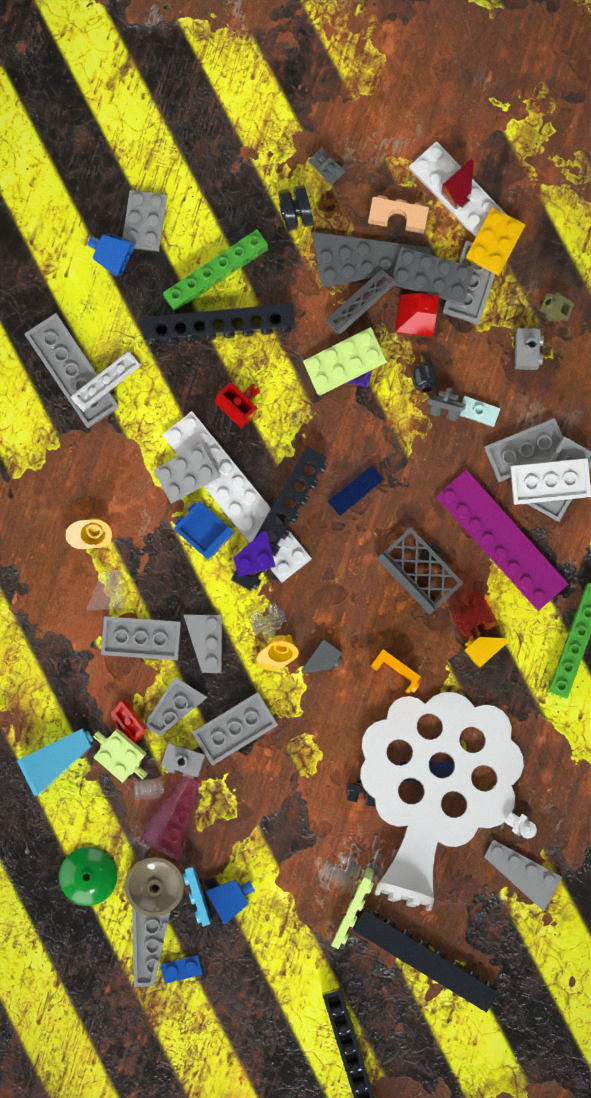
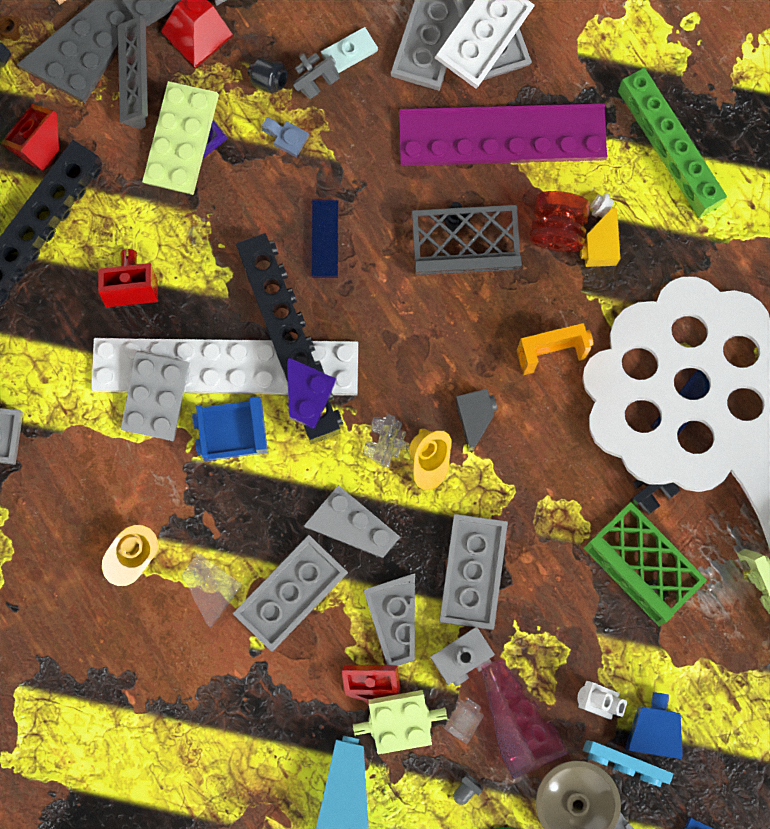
camera: 55 degrees left, 5 degrees down
(114, 821) = (467, 789): none -> dark grey piece
(220, 855) = (601, 700): none -> white hips
(278, 278) = (34, 137): none -> red slope
(301, 820) = (634, 583): none -> bright green fence
(398, 420) = (288, 138): none -> sand blue plate
(506, 631) = (601, 205): none -> white plate

